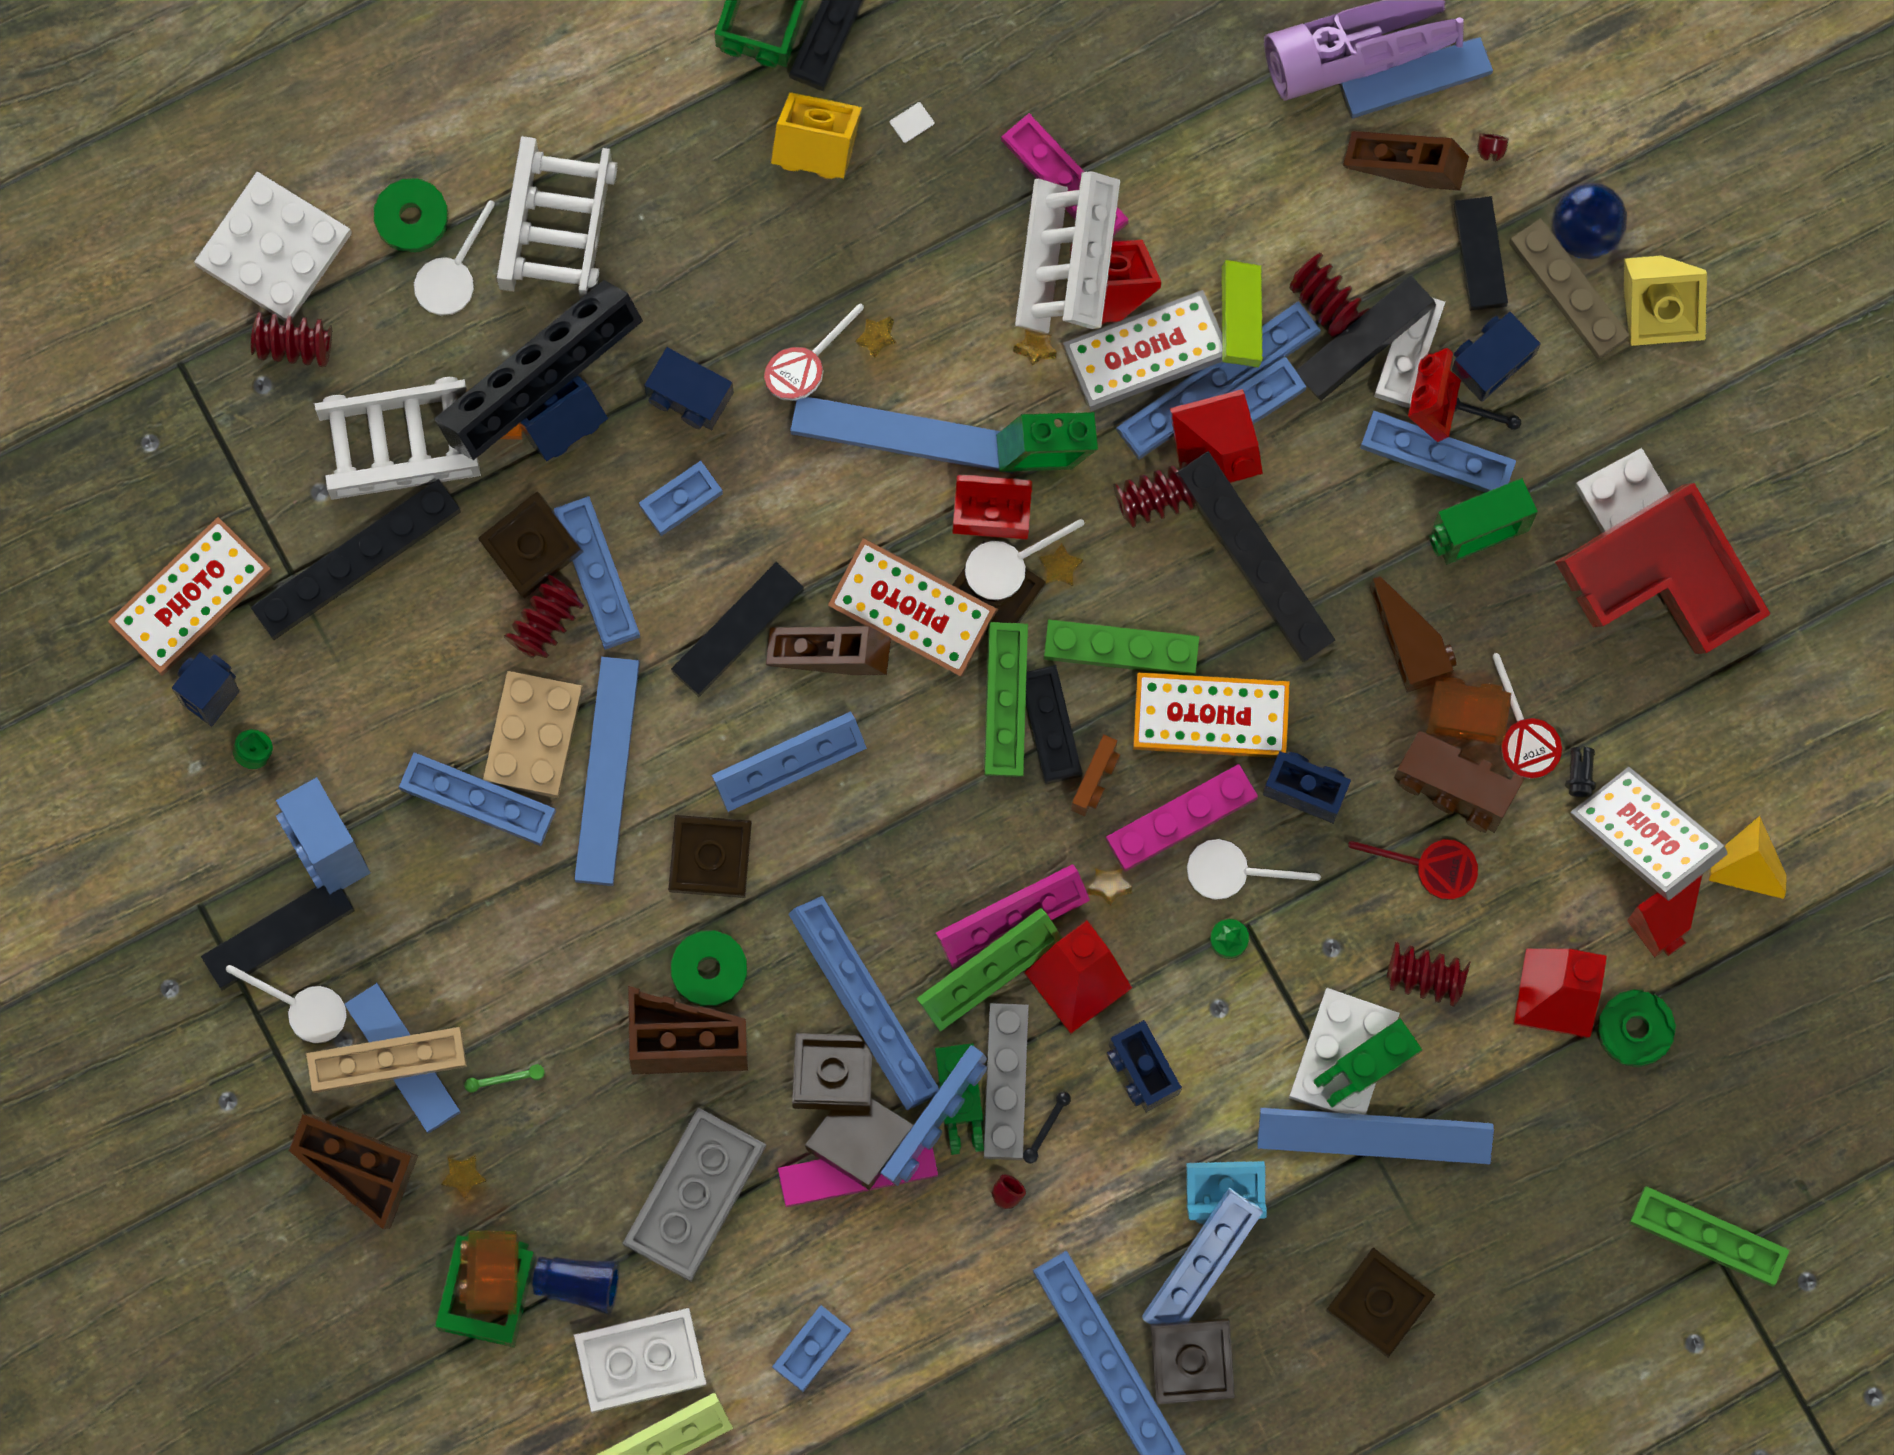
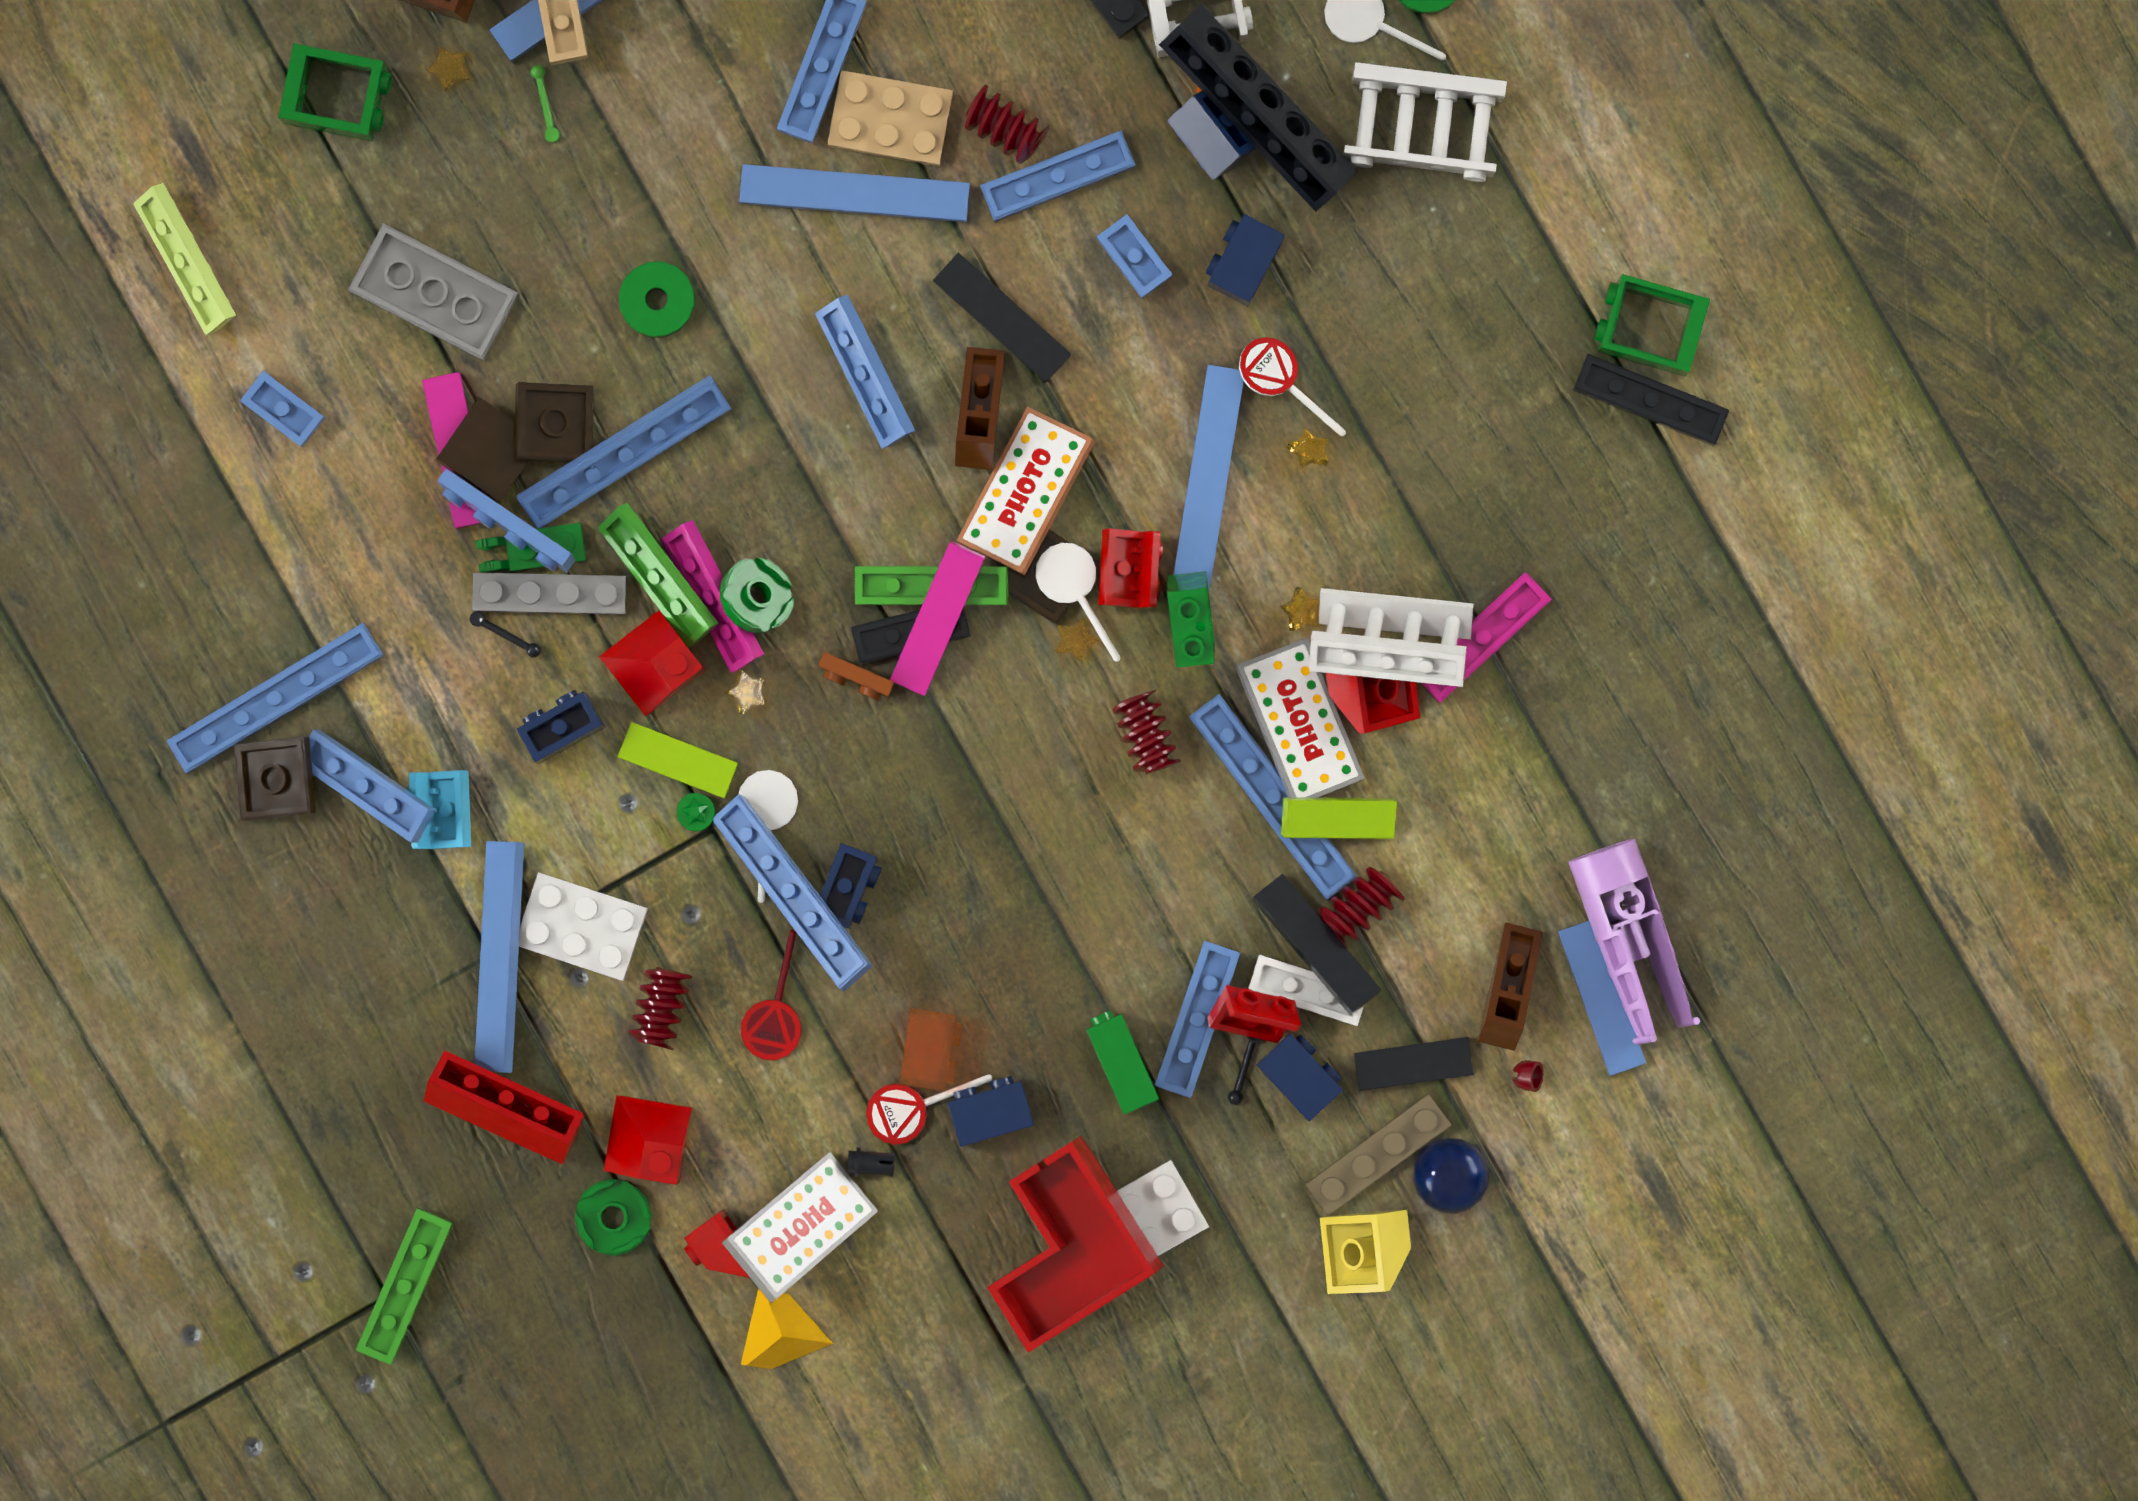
camera: 90 degrees right, 10 degrees up
(490, 1272) = (341, 92): clear orange brick -> none
(530, 544) = (1082, 108): dark brown tile -> none
(578, 1282) = (342, 181): clear blue plant -> none
(640, 1360) = (269, 244): white plate -> none
(682, 1037) = (582, 271): reddish brown wedge -> none
(710, 856) = (770, 297): dark brown tile -> none
(815, 135) = (1521, 382): yellow slope -> none
(912, 122) = (1541, 481): white sticker -> none
(1008, 1192) = (442, 595): dark red hinge -> none
(1014, 887) = (743, 608): none -> tile
(1040, 690) = (937, 618): none -> dark pink tile
(1121, 648) = (990, 701): bright green plate -> none
(1176, 955) = (678, 760): none -> lime tile
(1181, 818) = (817, 763): dark pink plate -> none
(1211, 715) = (923, 792): tile -> none
(1223, 429) = (1202, 793): red slope -> none
(1255, 556) = (1082, 832): black plate -> none
(1271, 389) = (1257, 842): medium blue plate -> none
(1314, 835) = (792, 892): none -> medium blue tile
(1371, 1061) = (569, 951): green hinge -> none
(1380, 1302) = (337, 963): dark brown tile -> none
(1413, 641) = (995, 996): reddish brown slope -> none
(1457, 782) = (854, 1037): reddish brown wedge -> none
(1529, 1129) = (503, 1107): none -> red brick
(1531, 651) = (990, 1112): none -> dark blue brick

